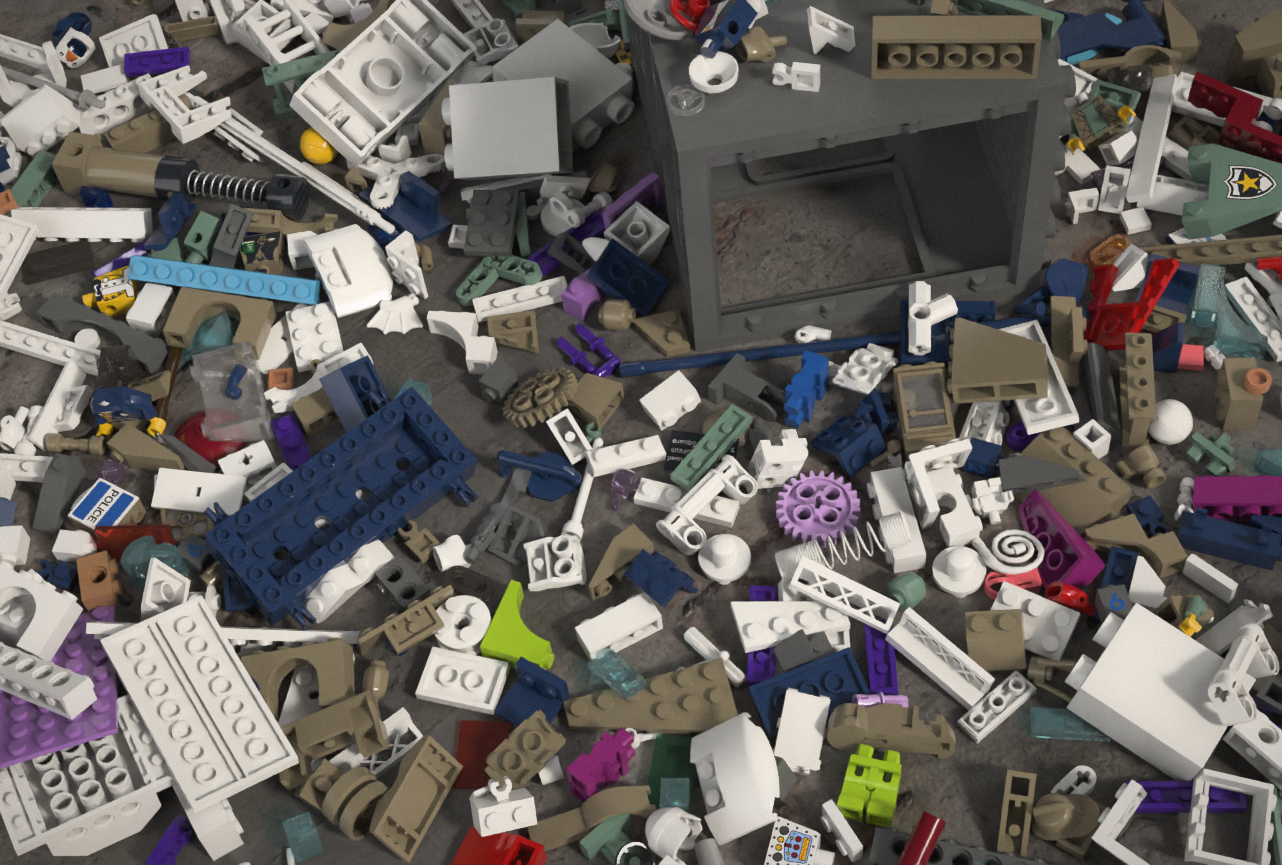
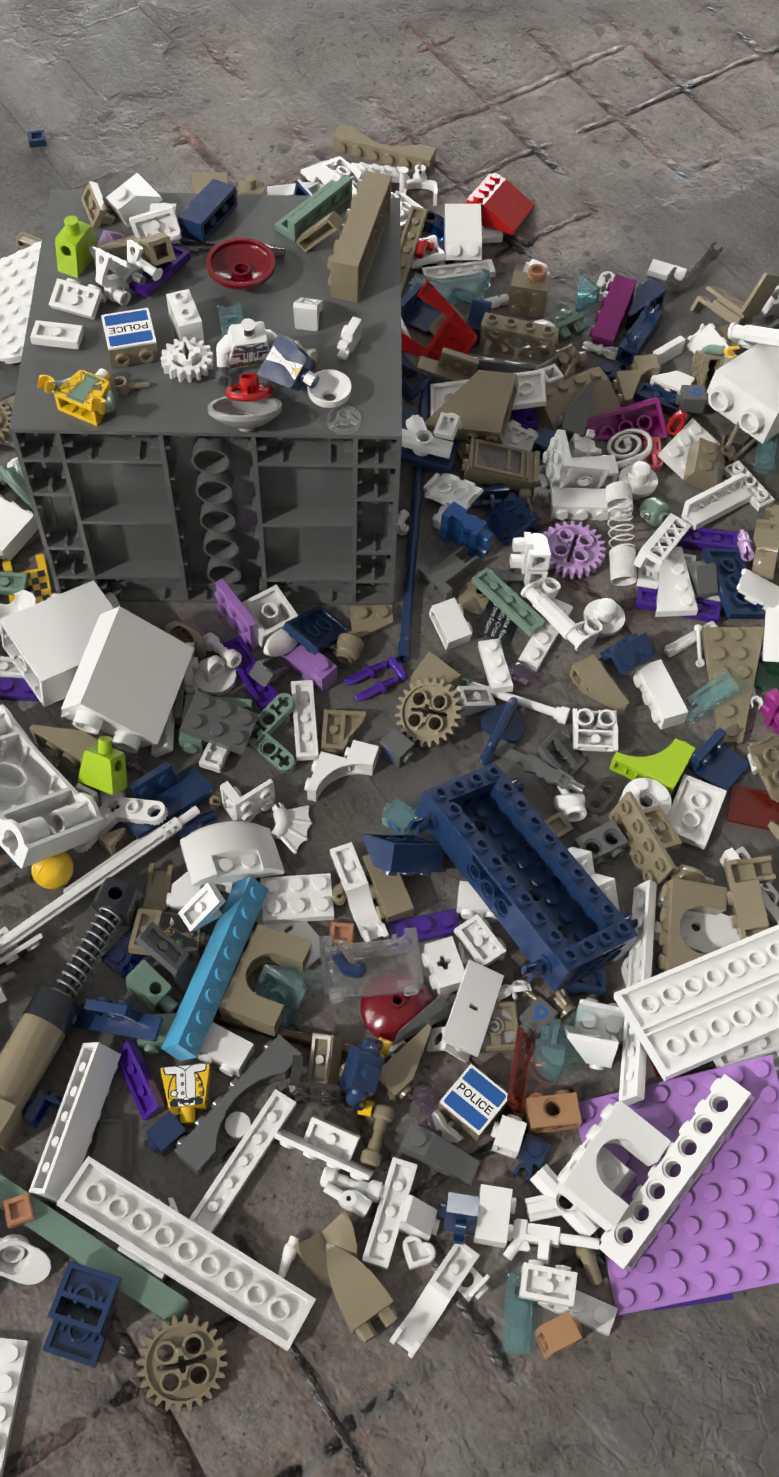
camera: 90 degrees left, 5 degrees up
(74, 286) = (165, 1134): none -> dark blue brick
(281, 256) = (202, 907): none -> white slope
(423, 136) = (104, 767): none -> lime torso
(943, 329) = (447, 426): none -> white bracket
(1132, 446) = (565, 355): none -> dark tan plant

